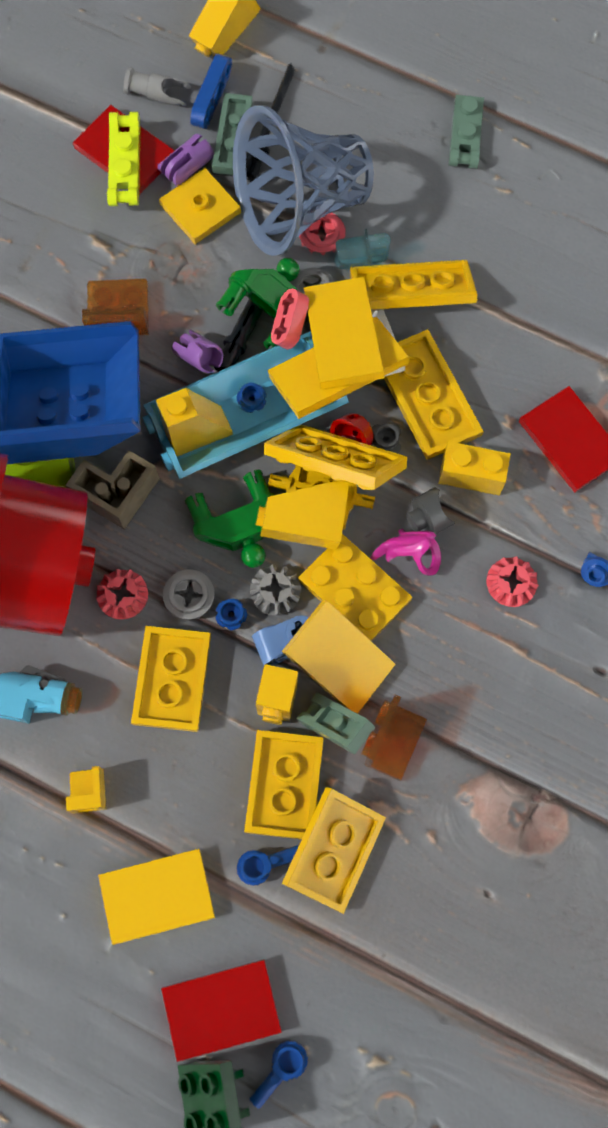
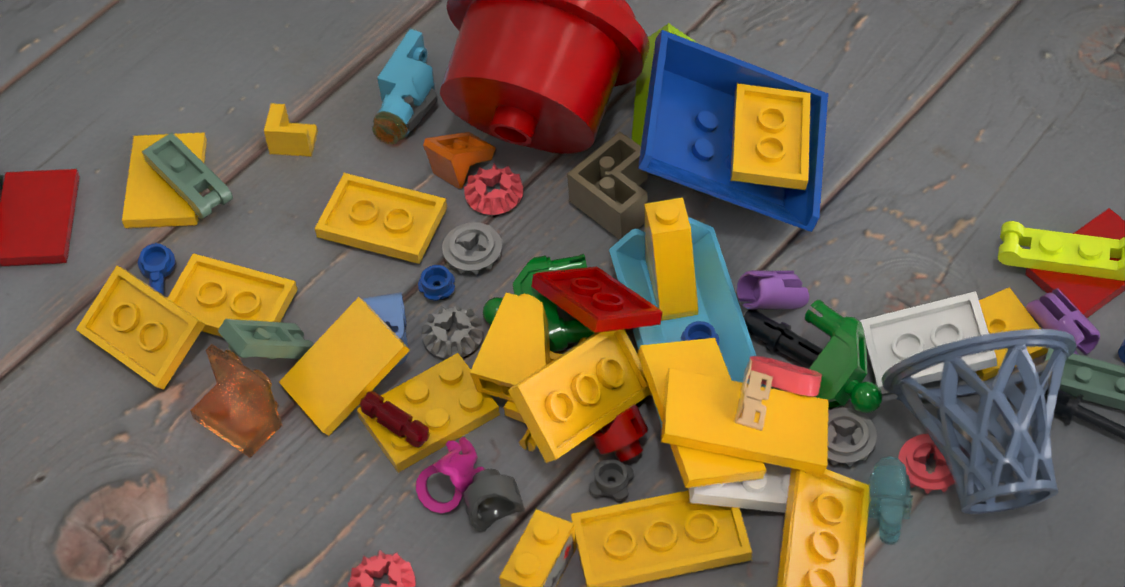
camera: 110 degrees right, 20 degrees down
(55, 365) = (770, 137): none -> yellow plate
(93, 626) = (454, 154): none -> orange slope
(118, 302) = (855, 225): clear orange bracket -> none
(159, 868) = (187, 174): none -> sand green plate
(223, 238) = (923, 327): none -> white plate
(245, 467) = (596, 299): none -> red tile
(276, 694) = (319, 292): yellow brick -> none
(335, 326) = (752, 397): none -> tan piece
(381, 601) = (394, 419): none -> dark red axle

